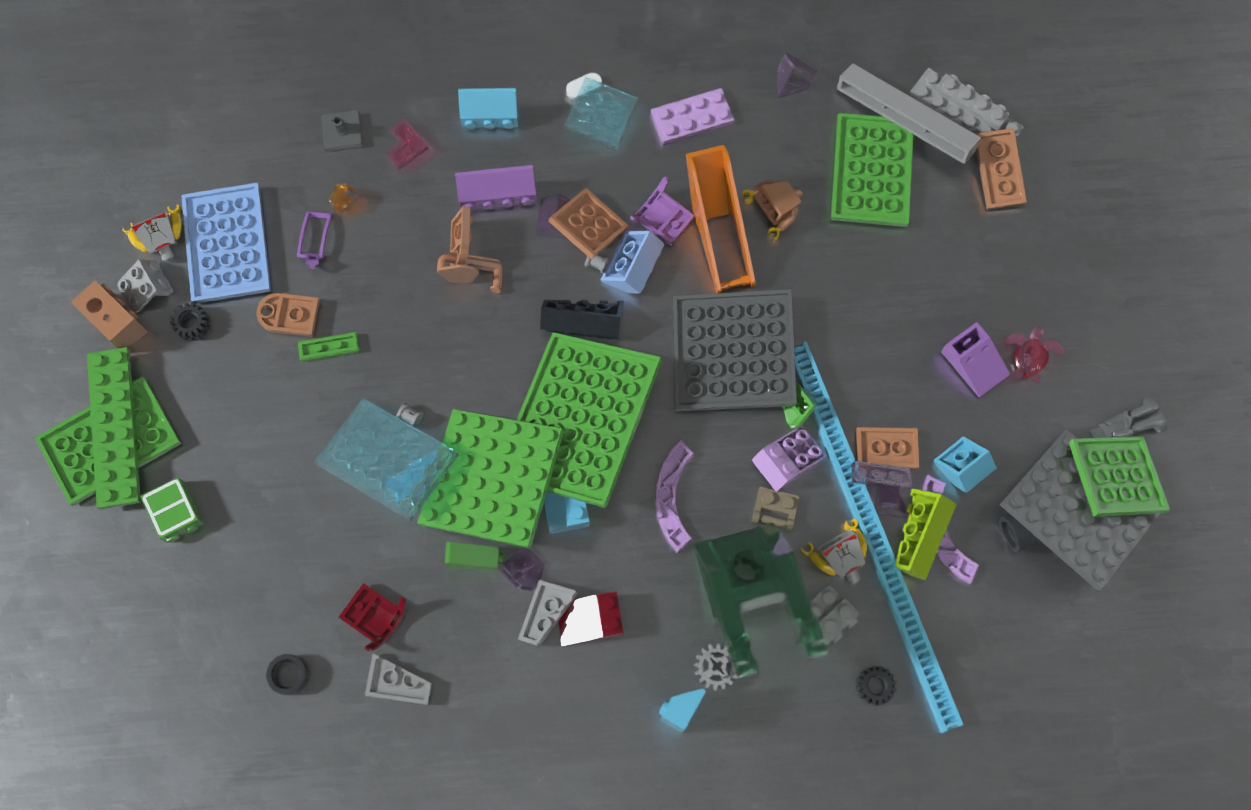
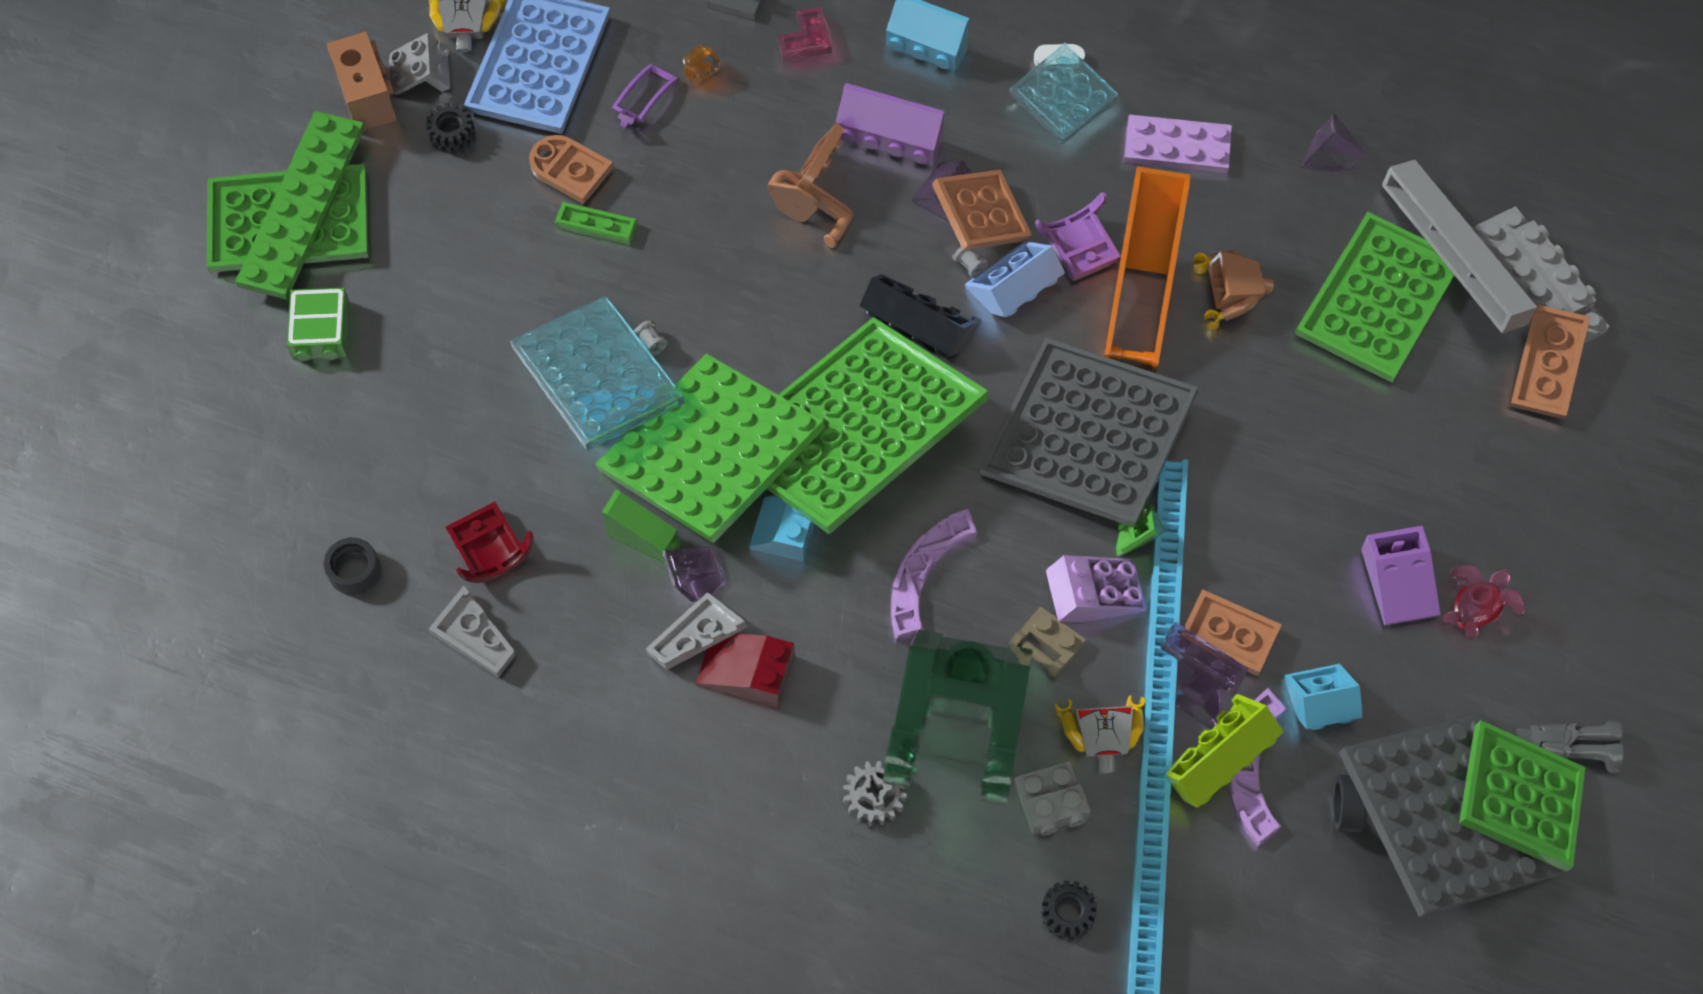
camera: 25 degrees right, 10 degrees down
(680, 709) = (803, 813): medium azure slope -> none

